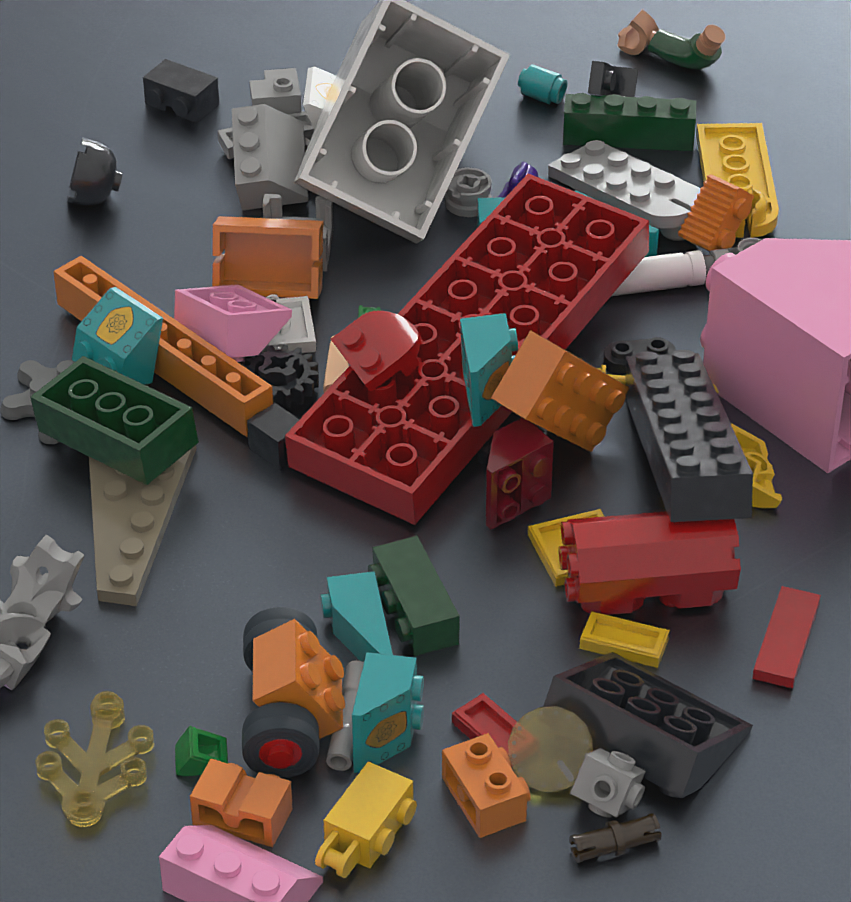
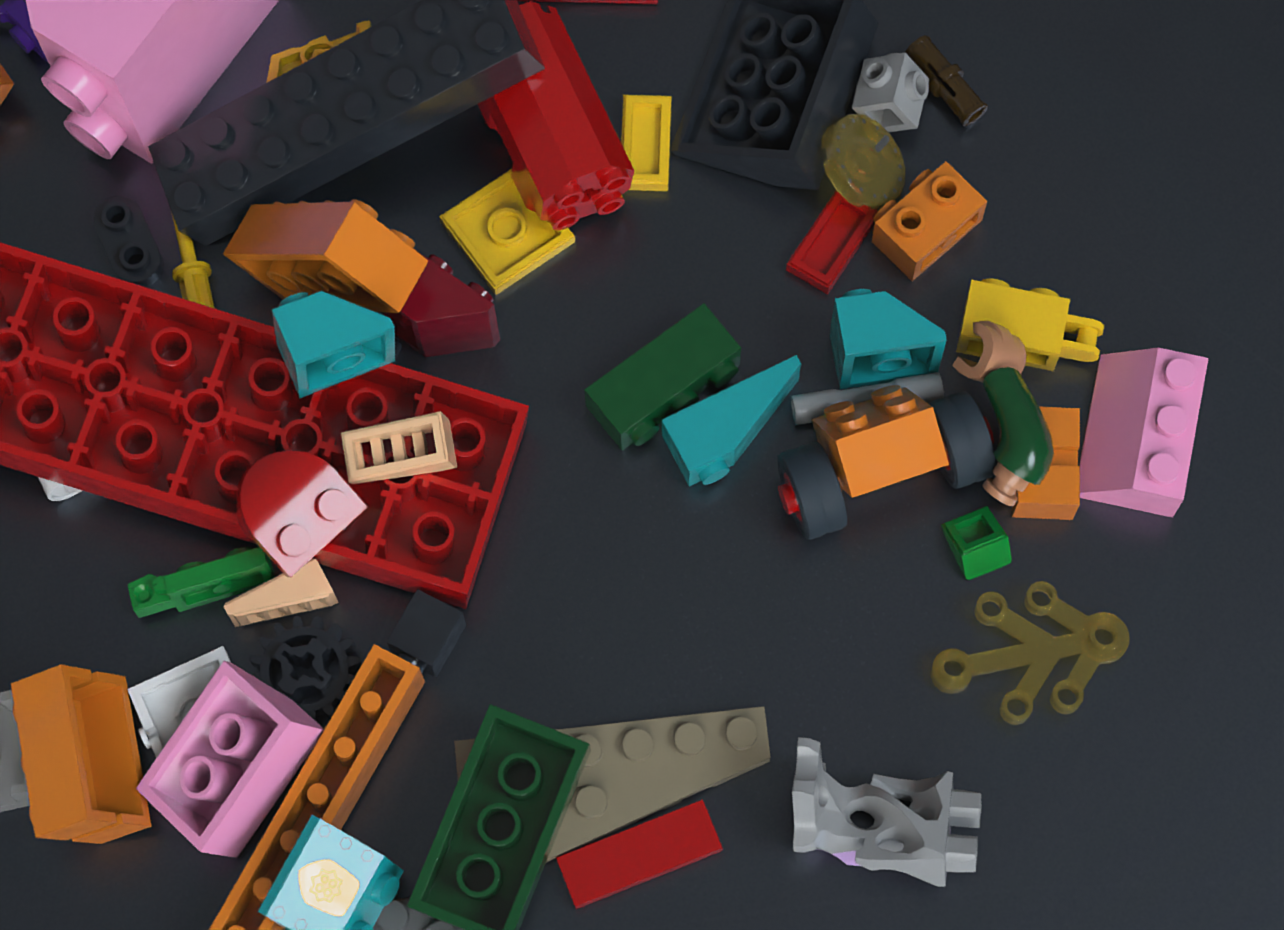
camera: 105 degrees left, 30 degrees up
(69, 509) = (639, 854): none -> red tile
(287, 760) = (1024, 438): none -> piece
(399, 417) = (396, 431): none -> light nougat slope

